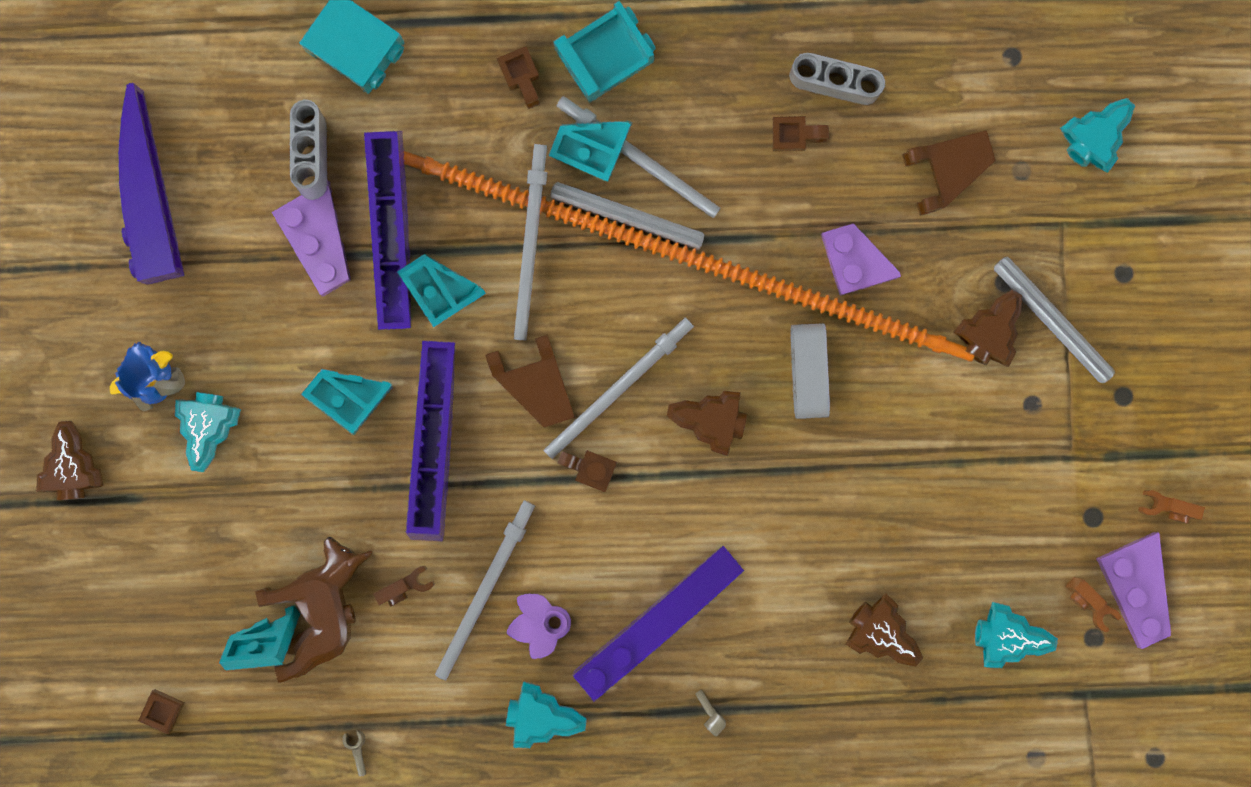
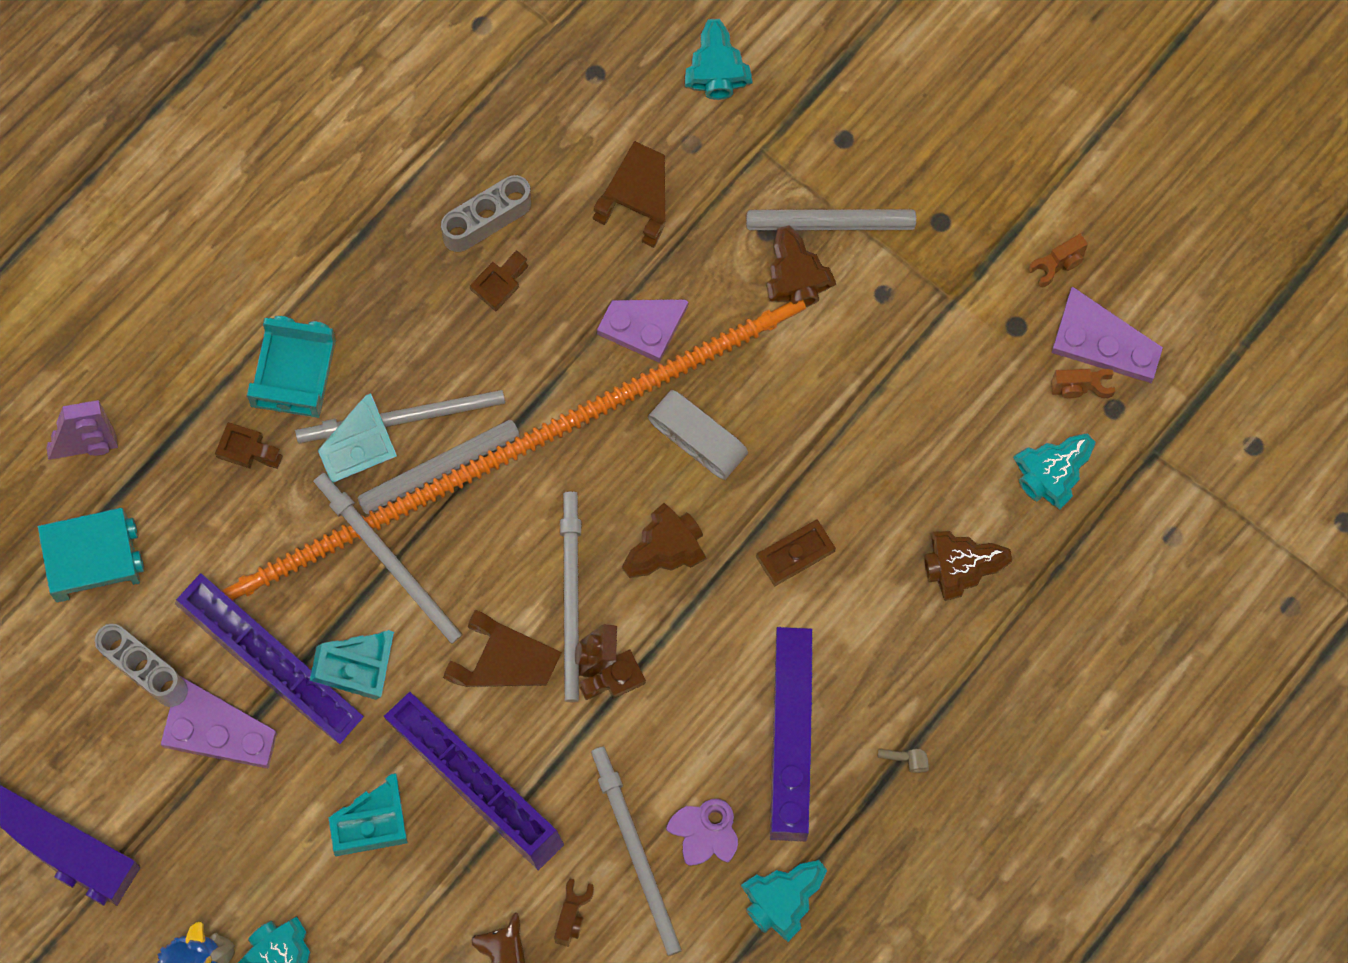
camera: 50 degrees left, 15 degrees down
(591, 444) = (597, 650): none -> reddish brown plate
(787, 513) = (795, 552): none -> reddish brown plate

